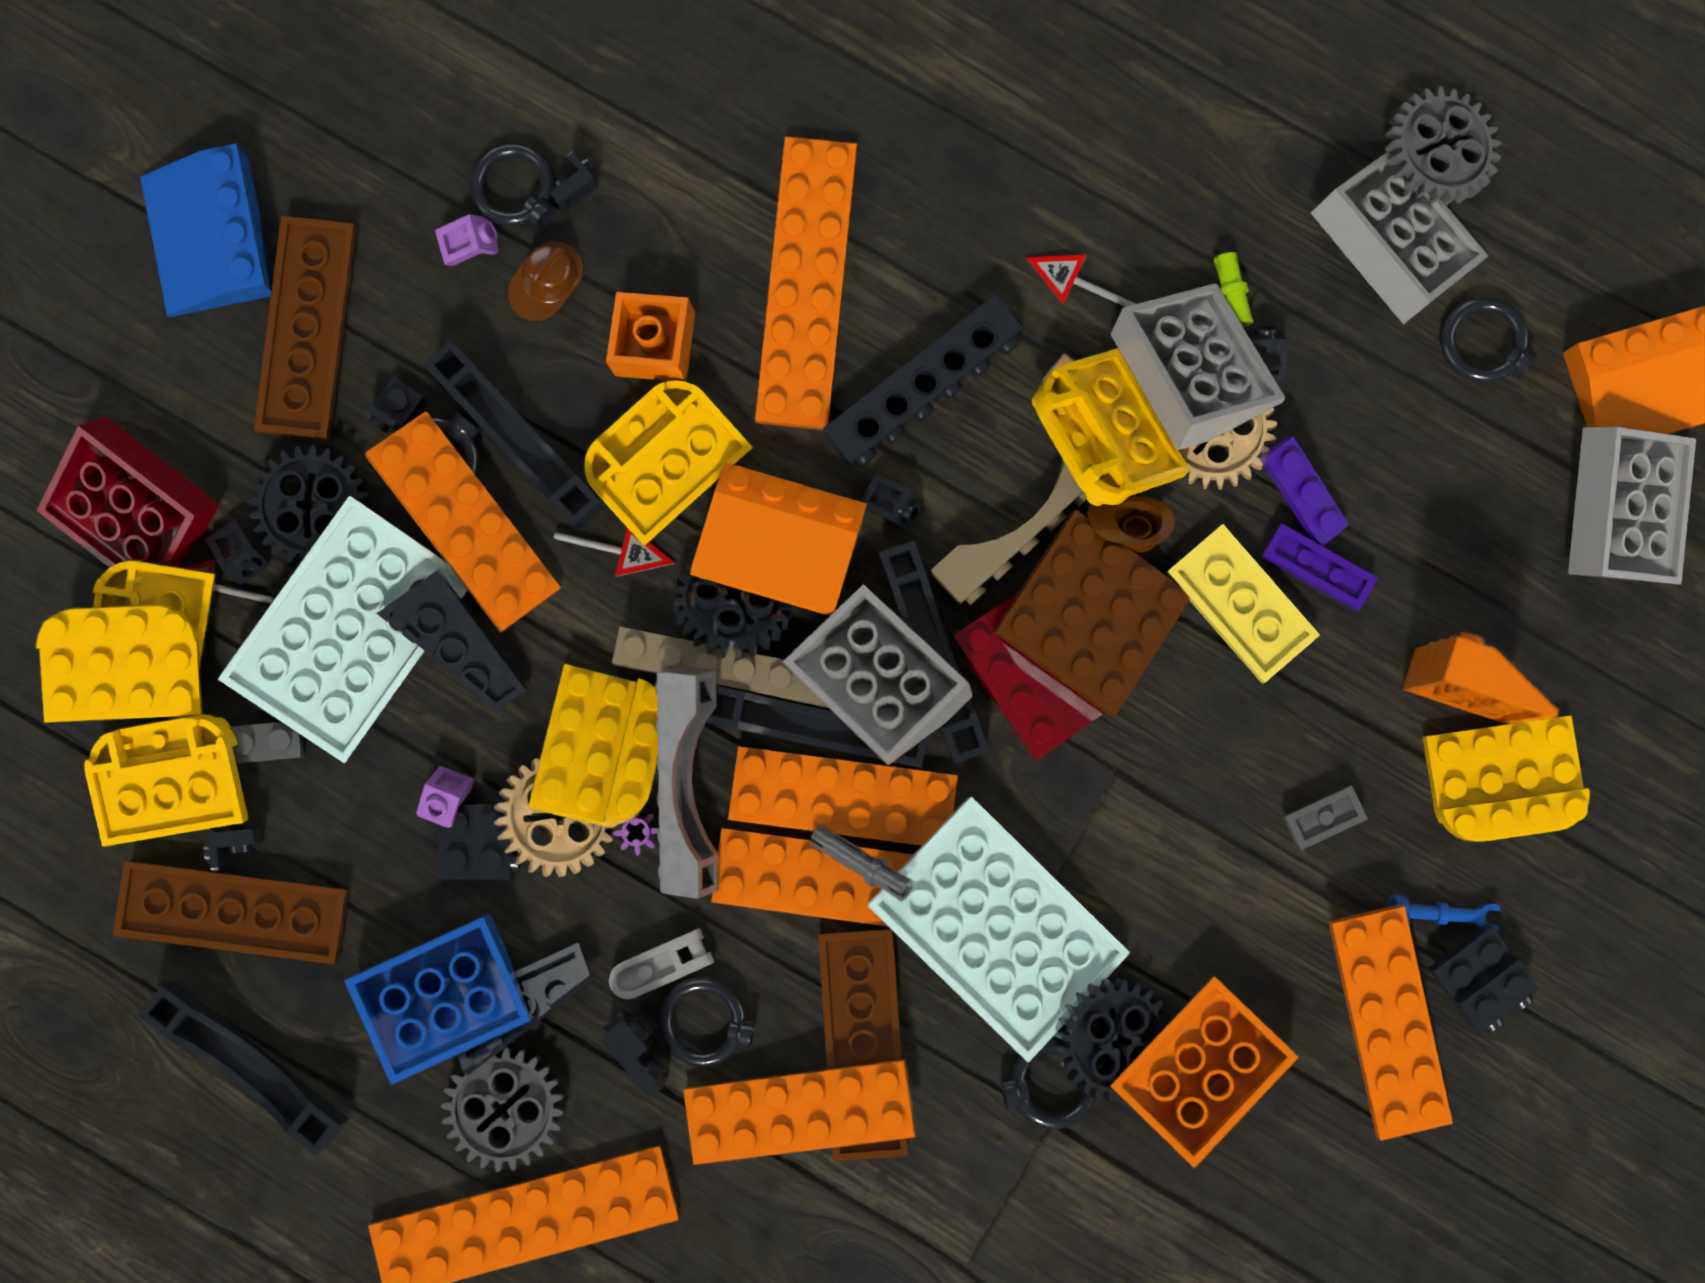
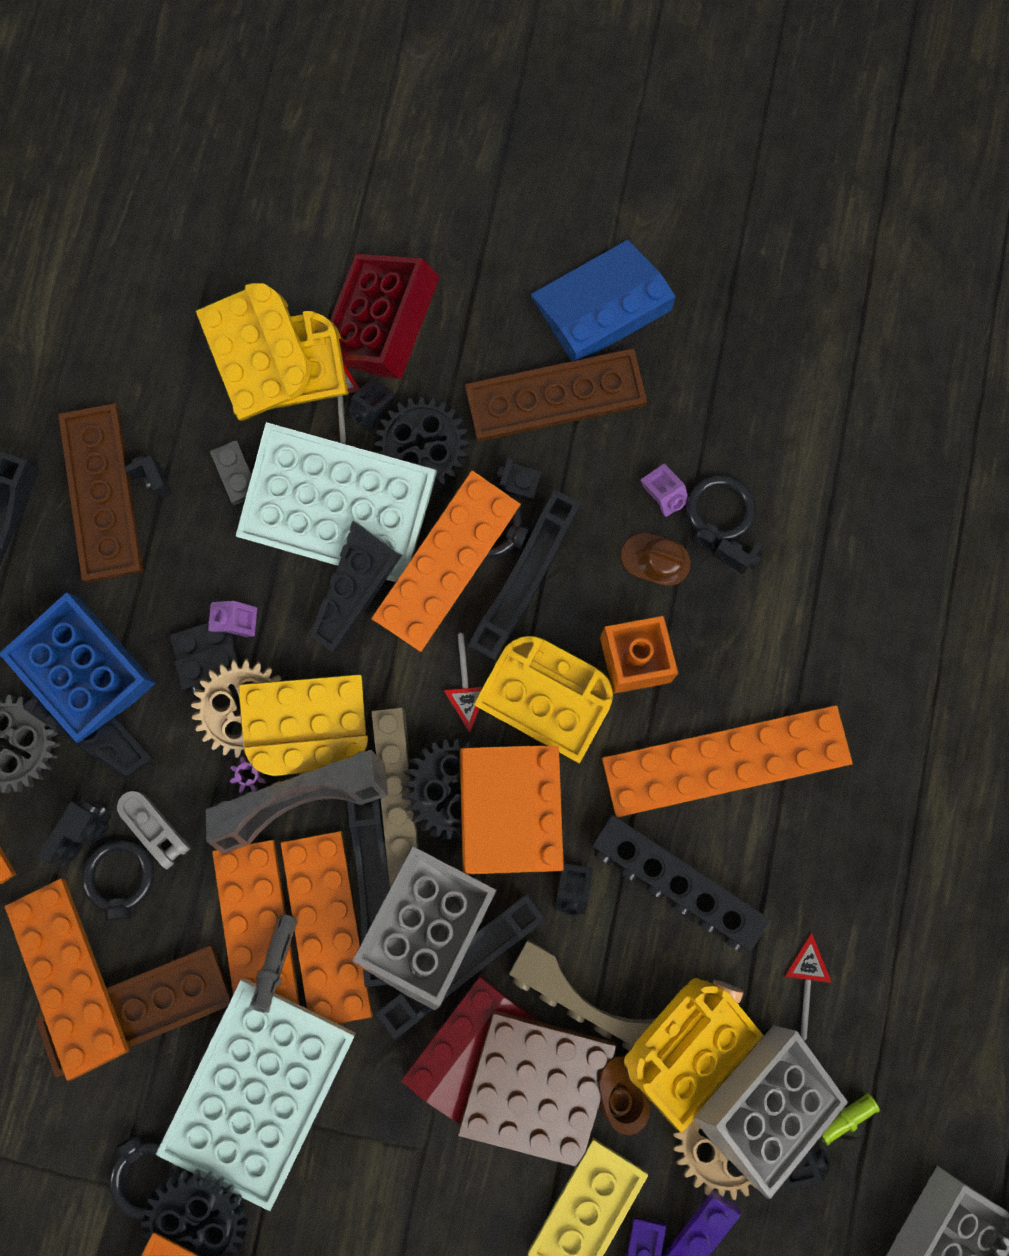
camera: 80 degrees right, 5 degrees down
(165, 779) = (183, 411): yellow plate -> none

